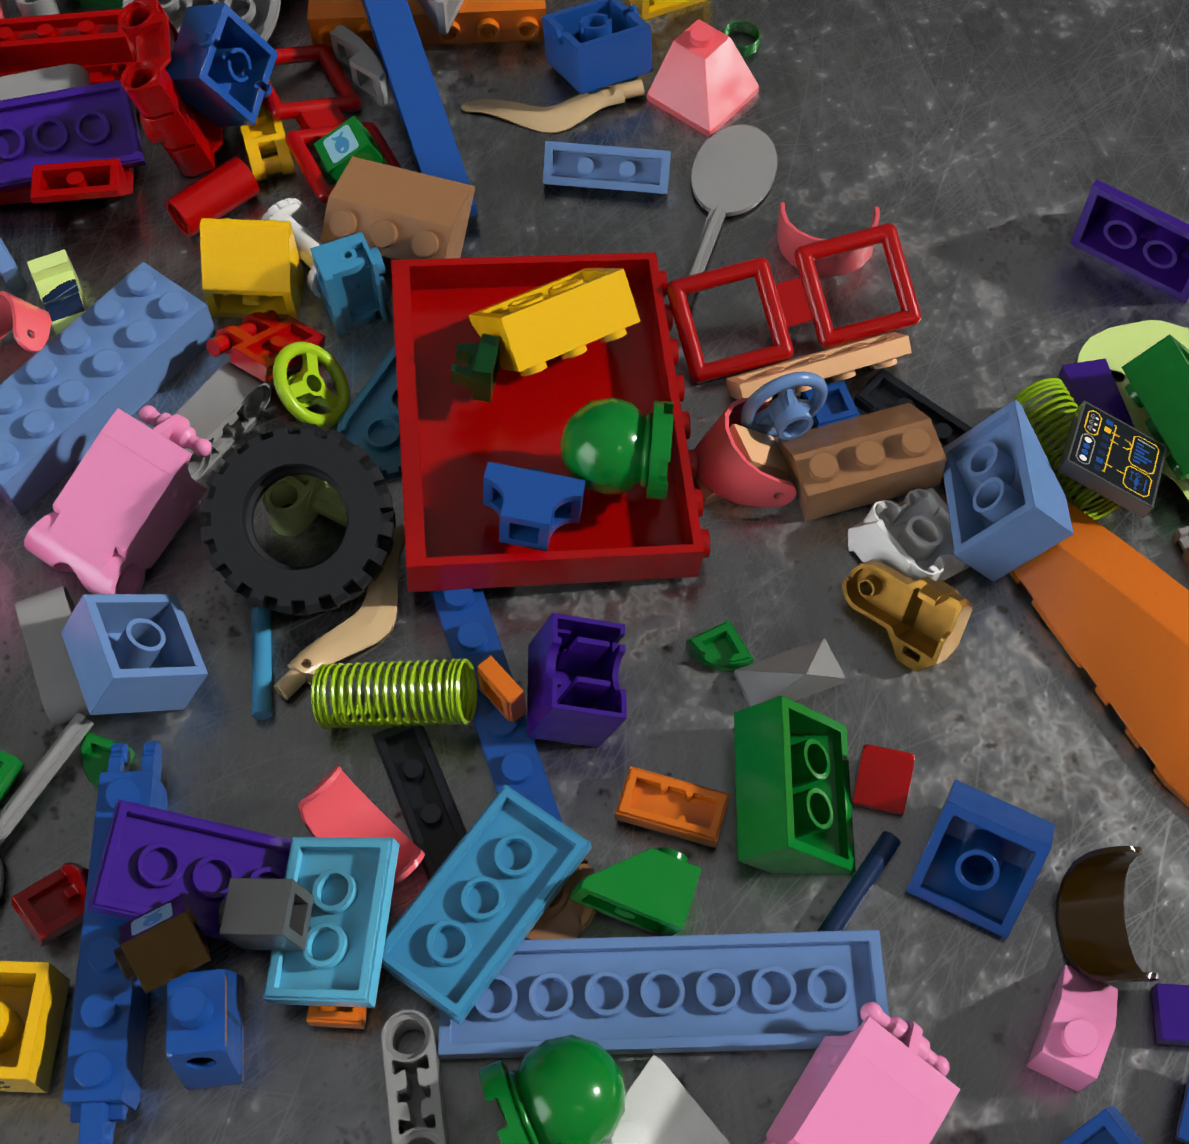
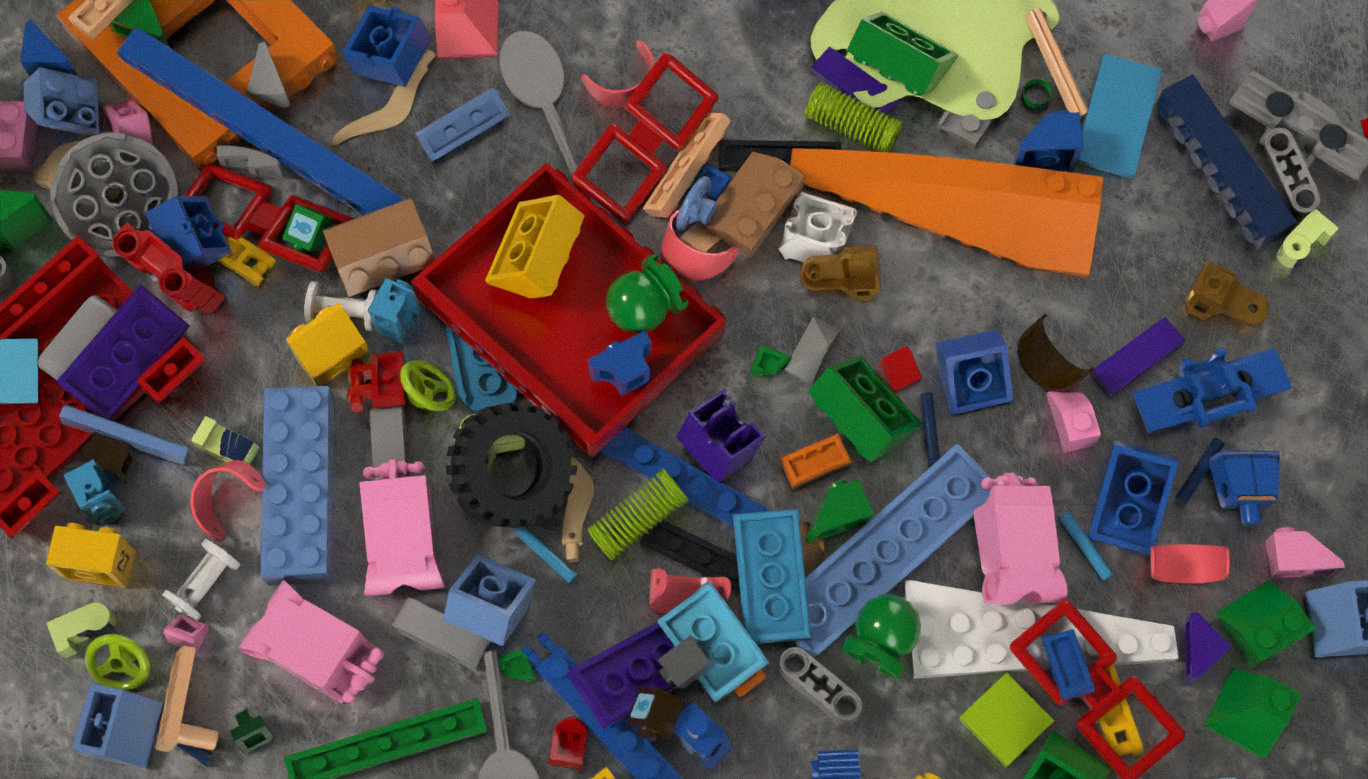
camera: 40 degrees left, 10 degrees up
(212, 196) = (248, 316): red pin -> none
(482, 367) = (528, 306): dark green tile -> none
(501, 689) = (690, 470): orange tile -> none
(1003, 495) = (845, 174): medium blue slope -> none
(1113, 459) = (884, 113): tile -> none

